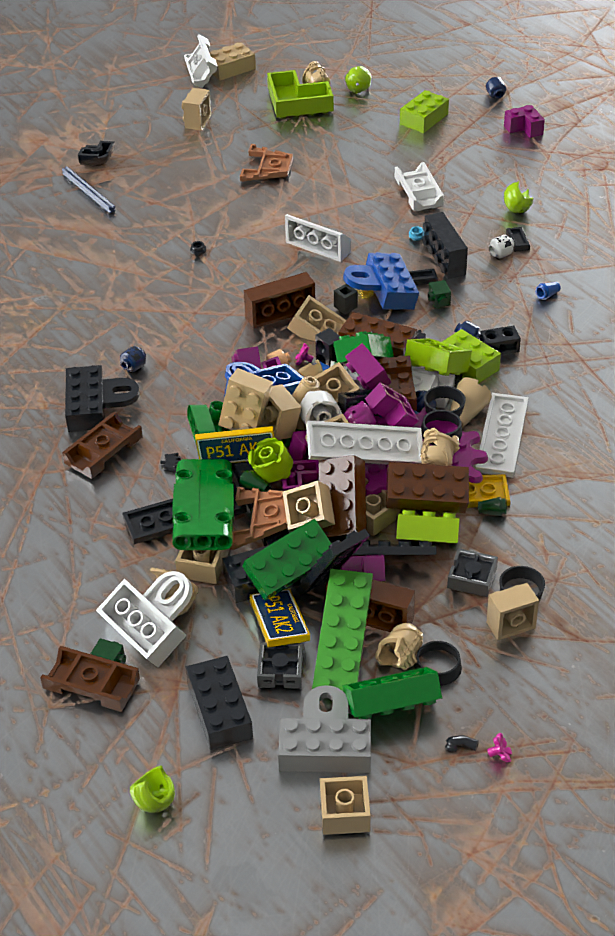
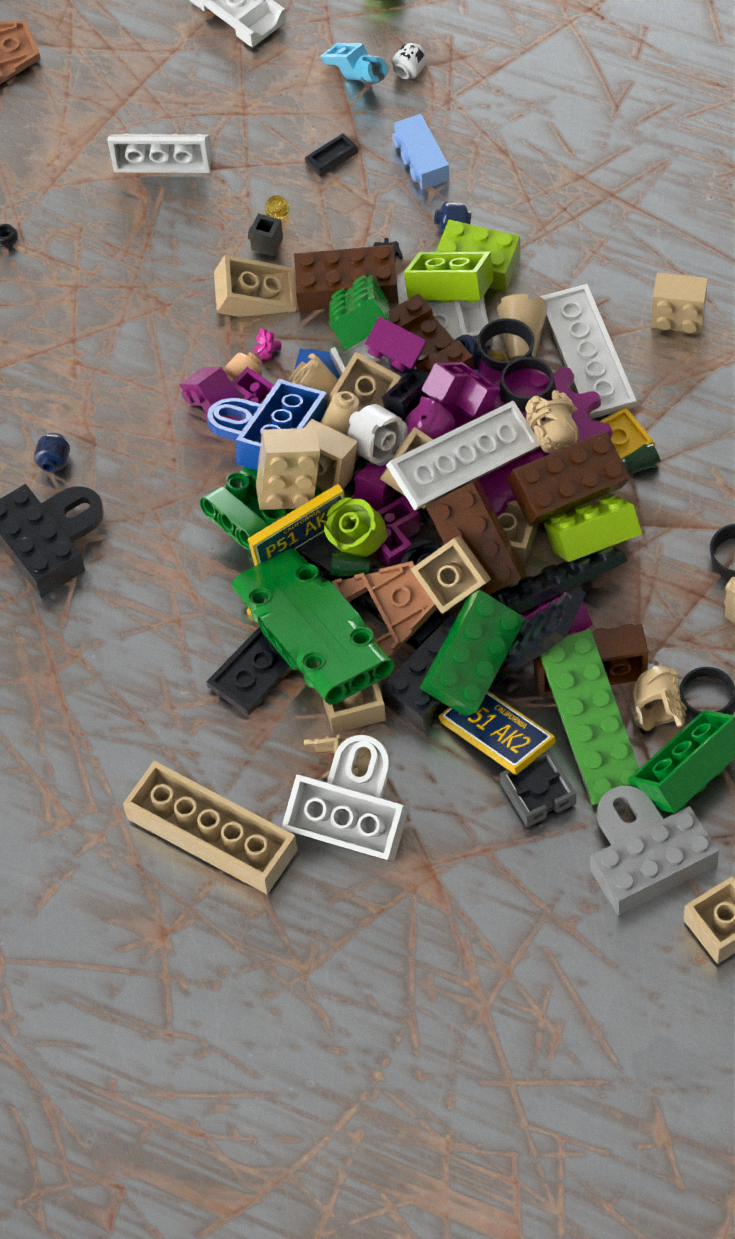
camera: 25 degrees left, 15 degrees up
(57, 593) = (210, 827): none -> tan brick
(92, 677) = (332, 914): reddish brown piece -> none
(100, 444) = (107, 599): reddish brown piece -> none
(109, 650) = (331, 876): dark green brick -> none
(153, 791) = (508, 1012): lime piece -> none
(171, 461) = (209, 579): black piece -> none
(219, 702) = (501, 869): black brick -> none
(277, 299) = (182, 275): reddish brown brick -> none
(325, 347) = (301, 324): black brick -> none
(387, 277) = (302, 182): blue brick -> none
(416, 233) = (282, 84): medium azure plate -> none
(439, 294) = (377, 172): dark green brick -> none
(445, 245) = (340, 92): black brick -> none
(470, 236) = (356, 62): none -> medium azure plate
(472, 572) = (675, 561): piece -> none
(473, 293) = (420, 152): none -> light blue brick
(502, 339) = (500, 210): black brick -> none
(520, 240) = (415, 32): black tile -> none
(546, 290) = (507, 106): blue cone -> none
(580, 427) = (679, 302): none -> tan brick

